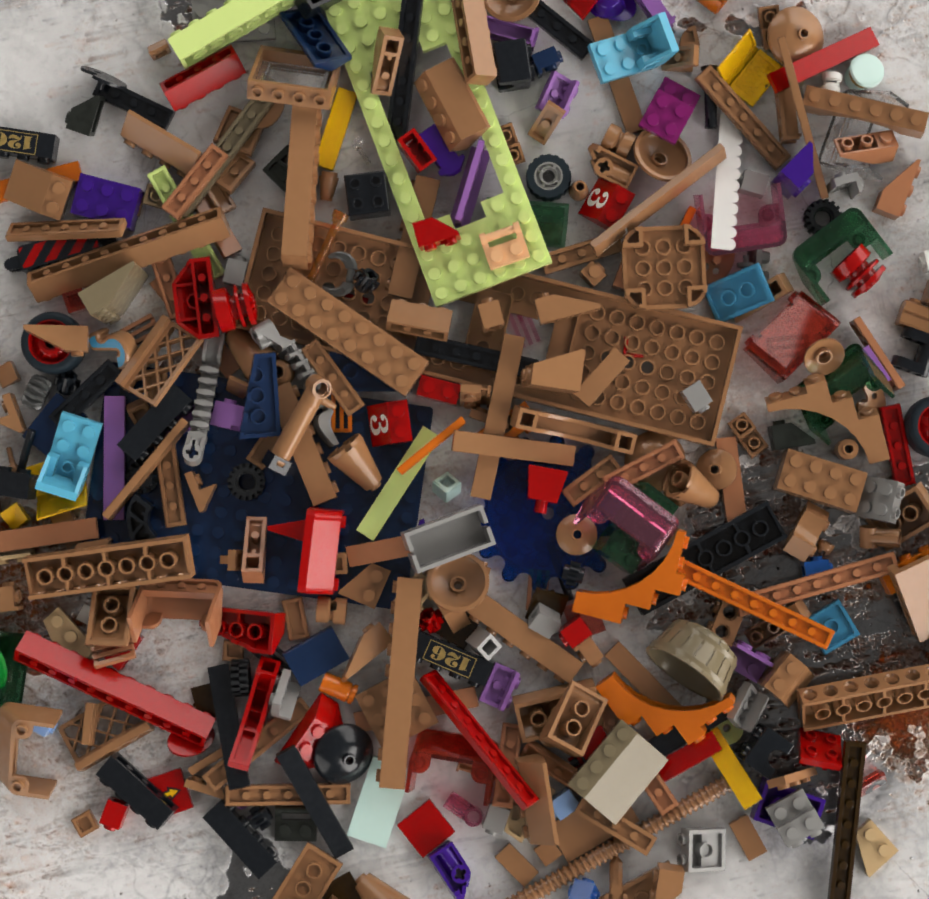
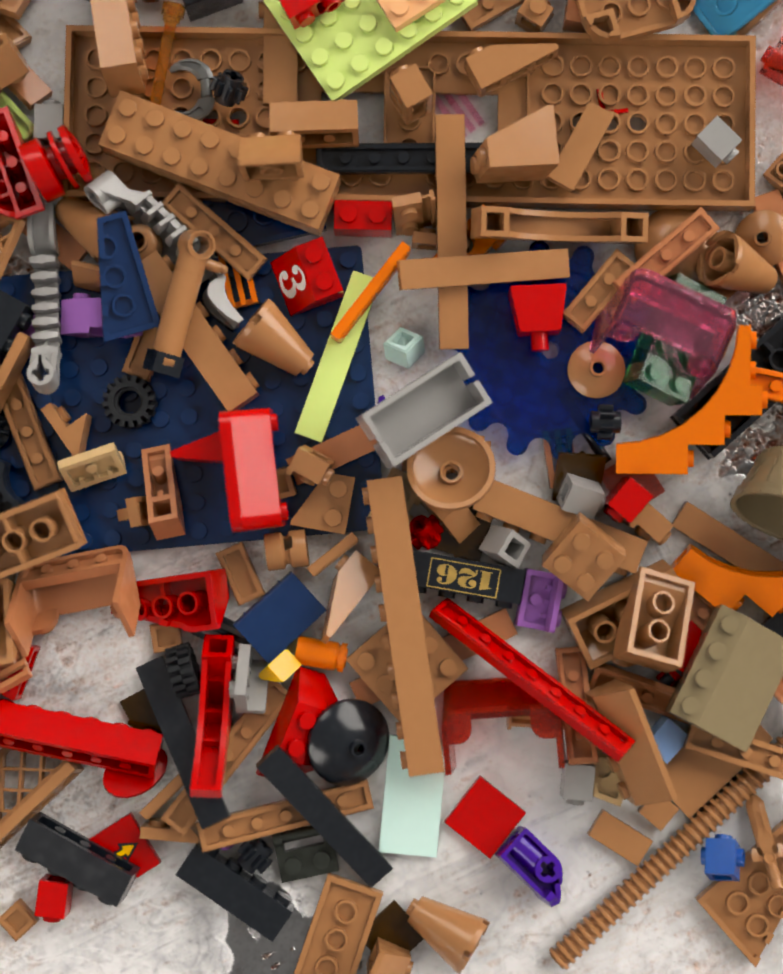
camera: 10 degrees left, 0 degrees up
(210, 522) = (92, 467): none -> tan bracket
(308, 691) = (280, 668): none -> yellow slope
(362, 557) = (311, 466): none -> medium nougat brick
(363, 620) = (333, 554): none -> medium nougat tile
(383, 340) = (271, 156): none -> medium nougat slope
(461, 808) = (528, 778): clear pink piece -> none
(535, 663) = (583, 556): none -> medium nougat brick

